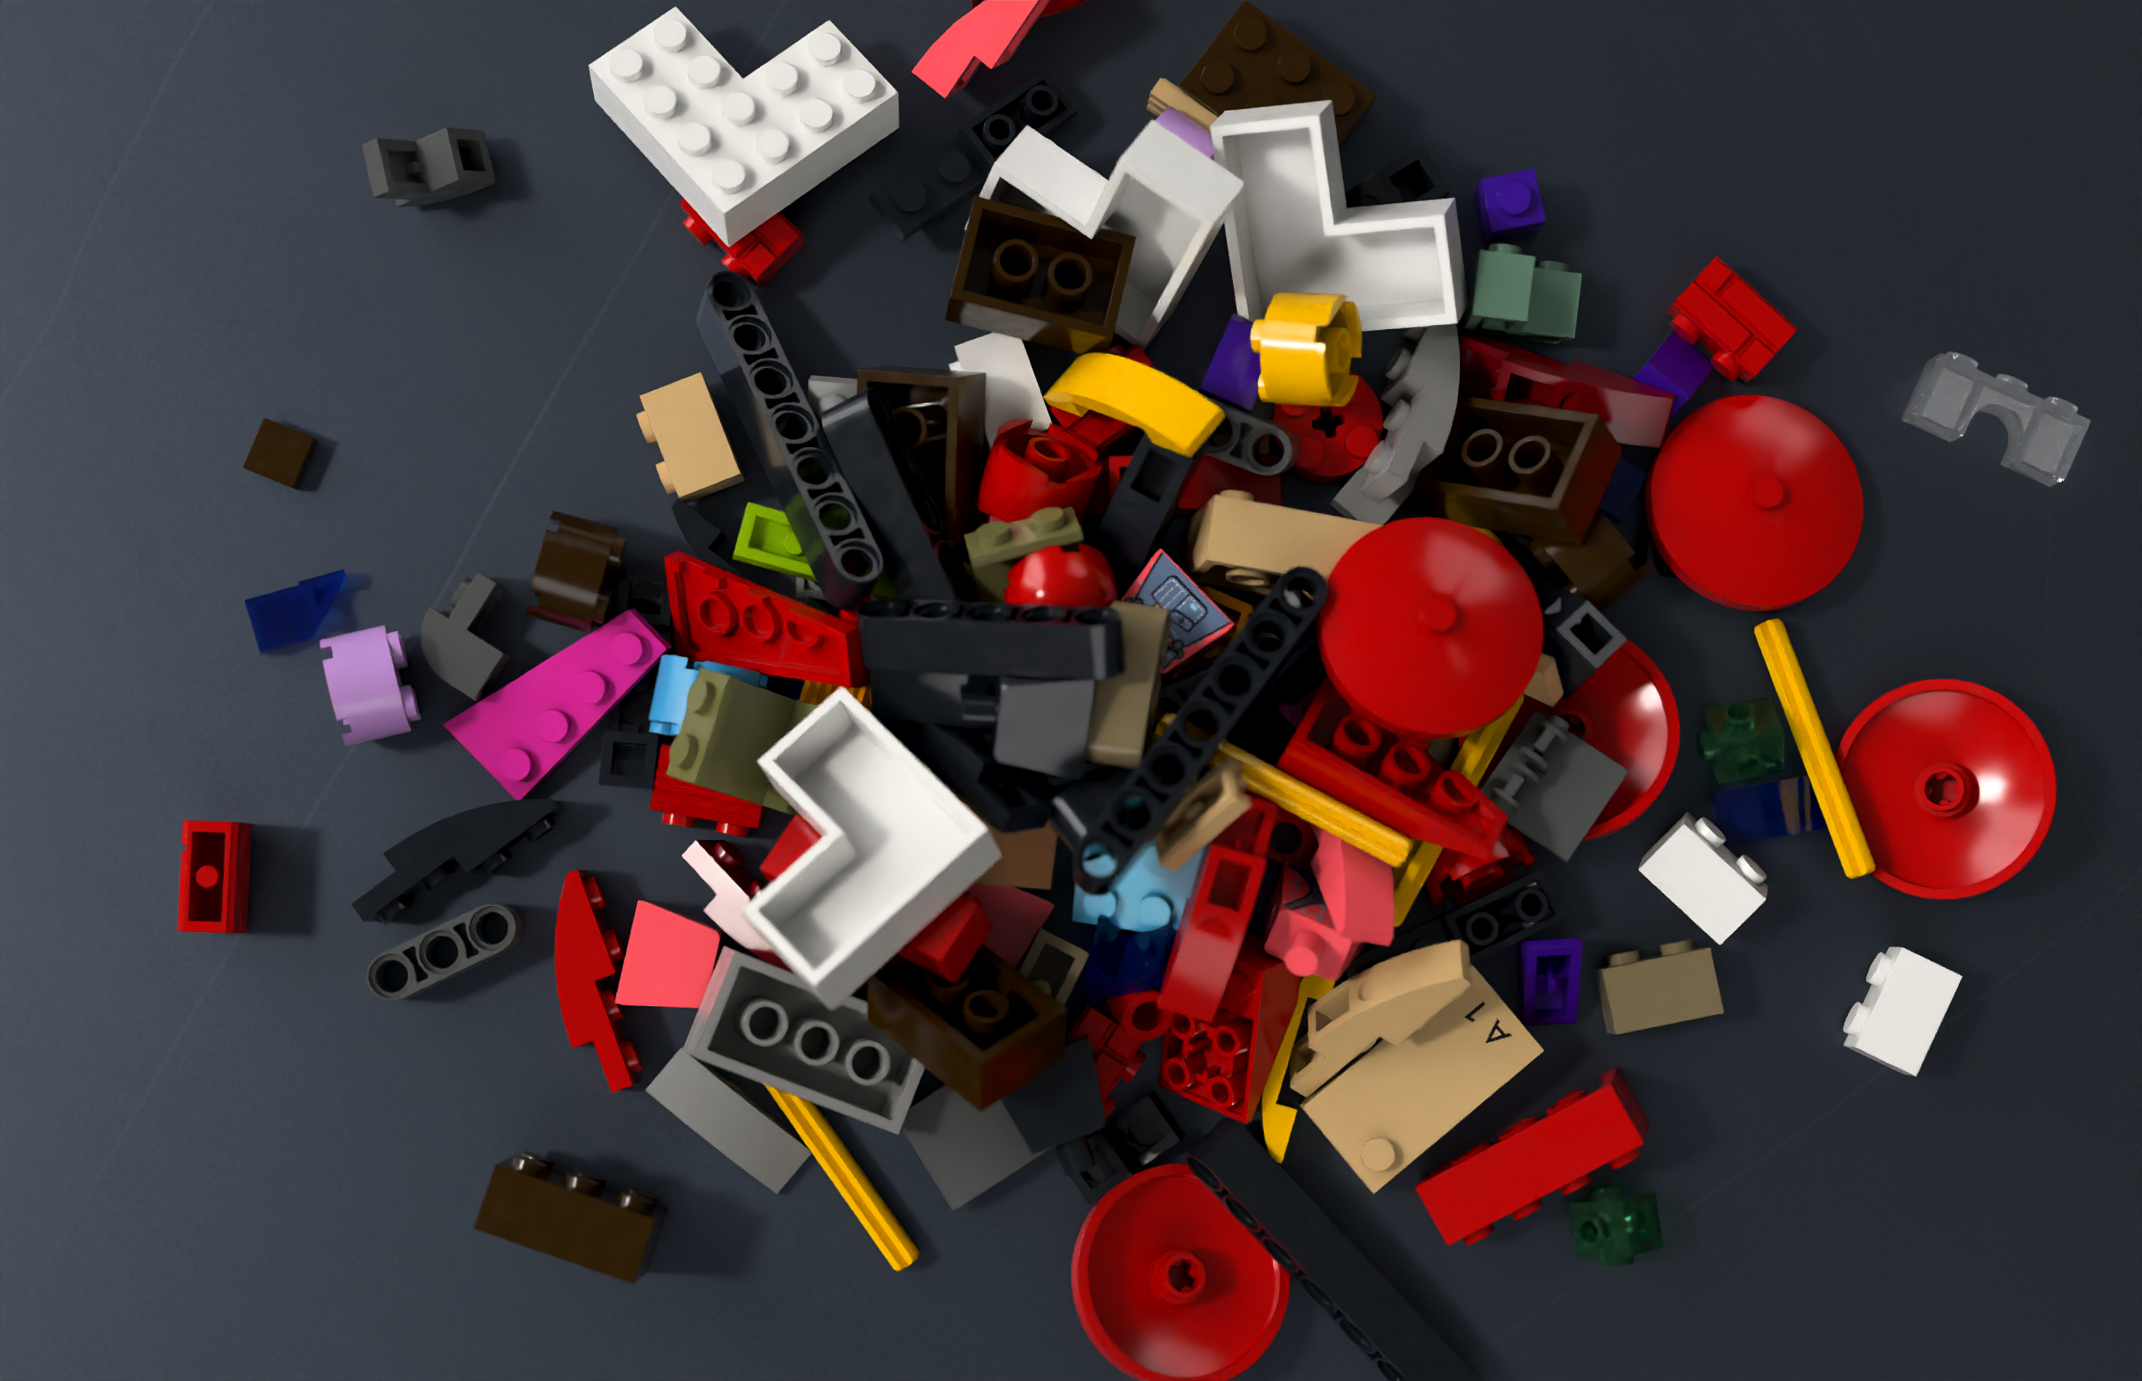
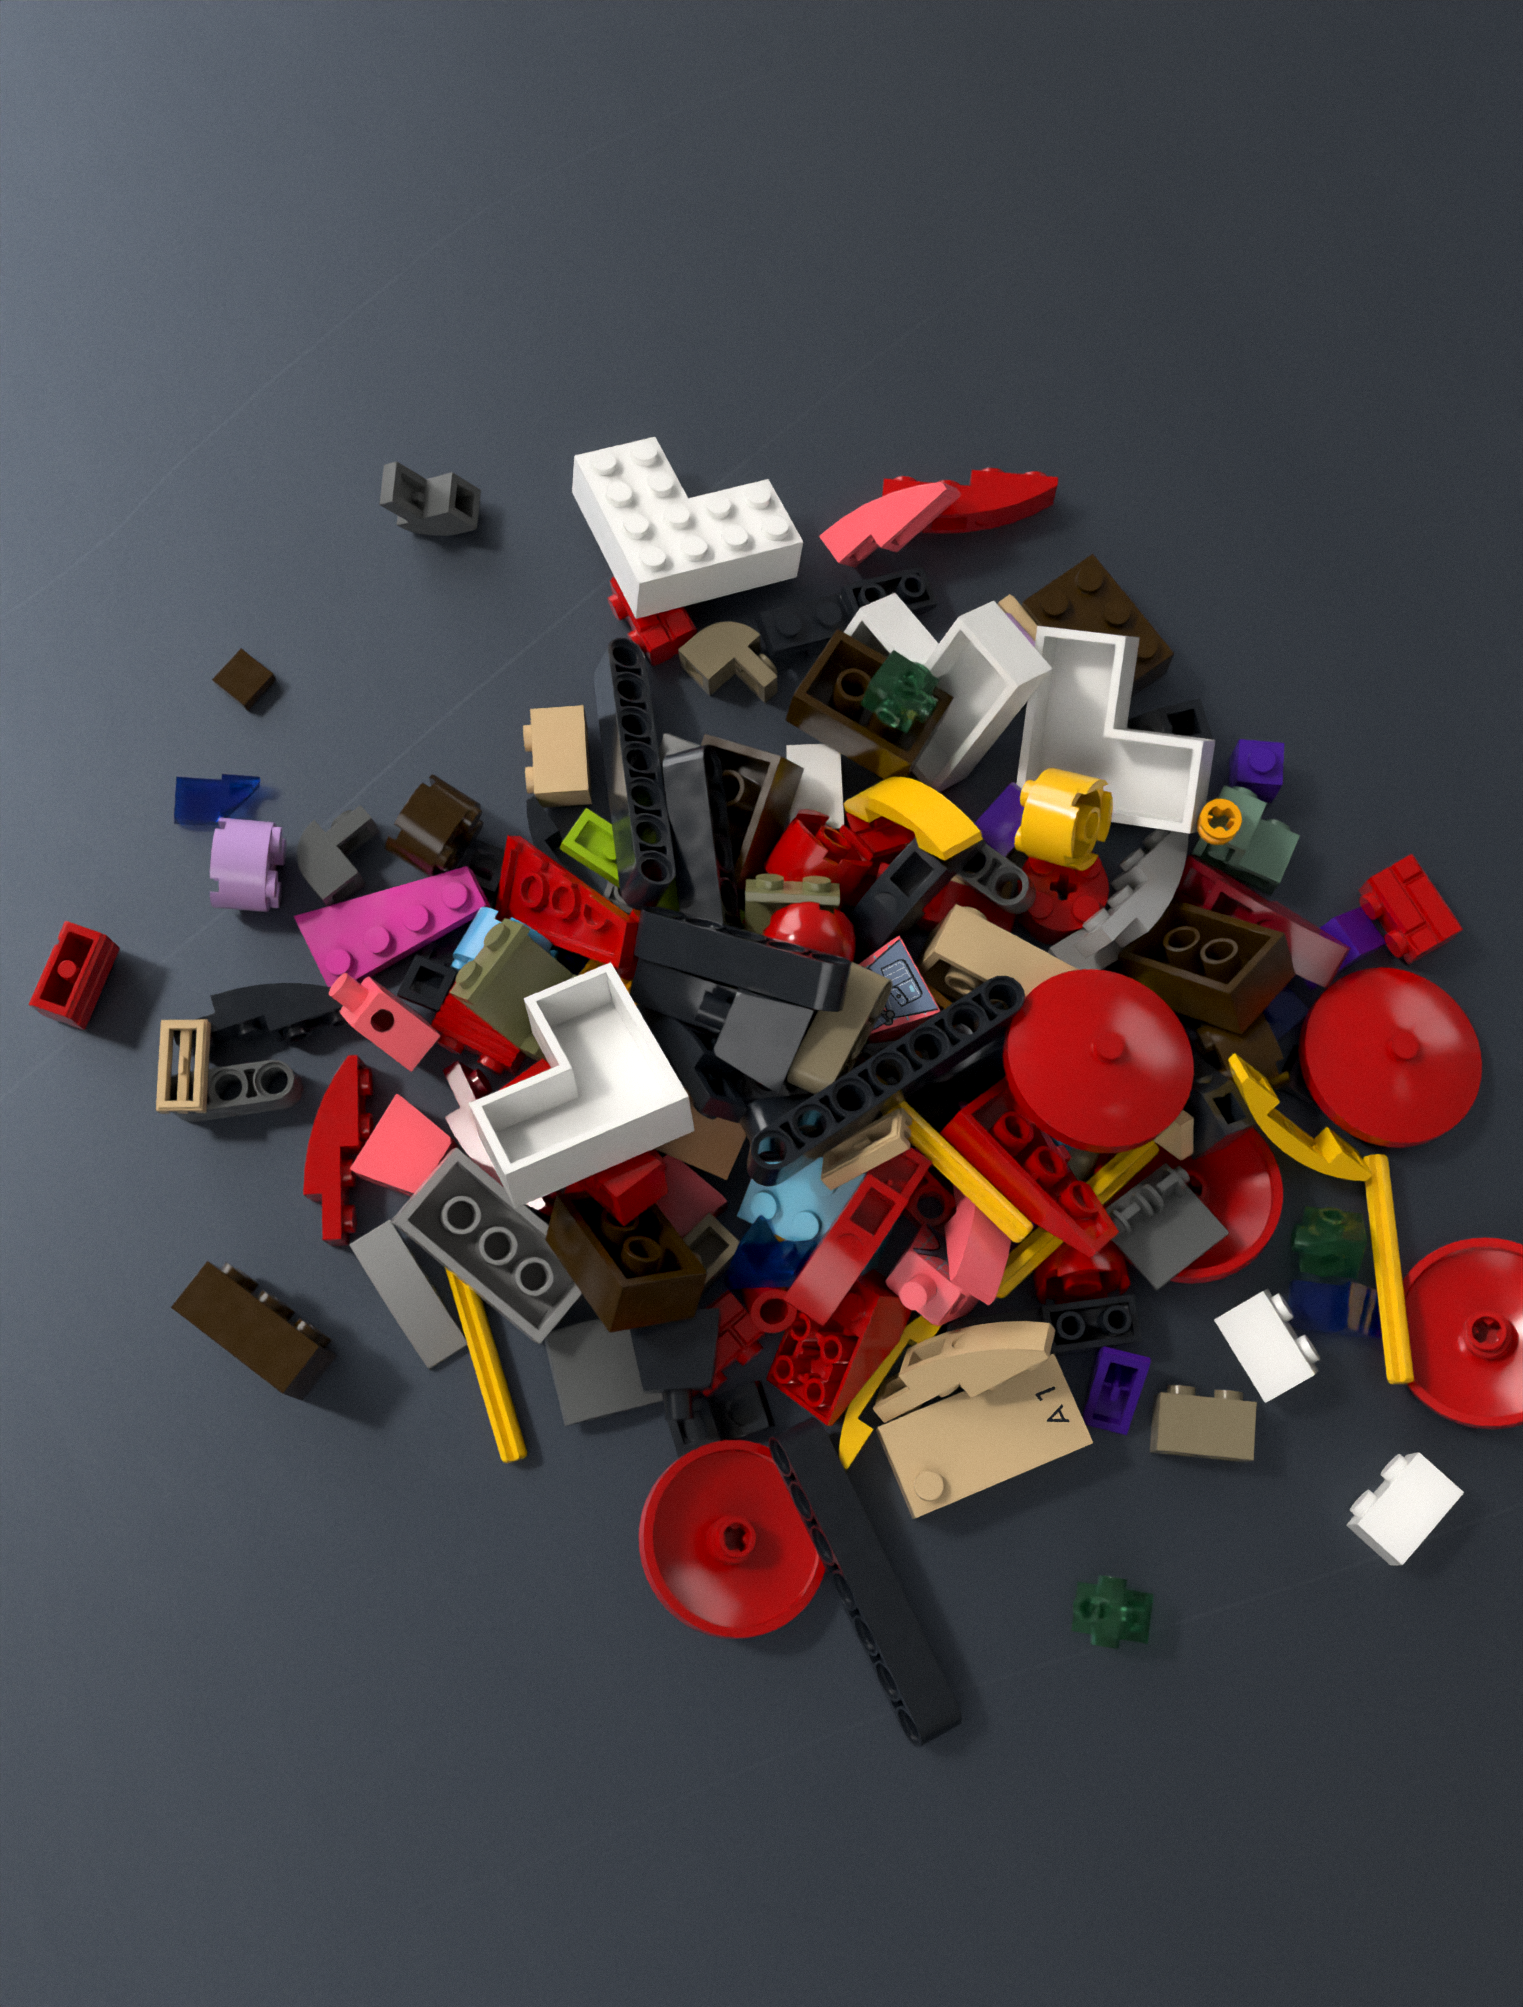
camera: 20 degrees right, 10 degrees down
(403, 938) = (182, 1105): none -> tan tile
(599, 822) = (384, 1019): none -> coral torso
(845, 244) = (728, 650): none -> dark tan brick
(1077, 260) = (901, 692): none -> clear green brick
(1482, 282) = (1219, 835): none -> light orange bush
(1535, 1160) = (1058, 1534): red wedge -> none
(1710, 641) = (1324, 1153): none -> yellow slope

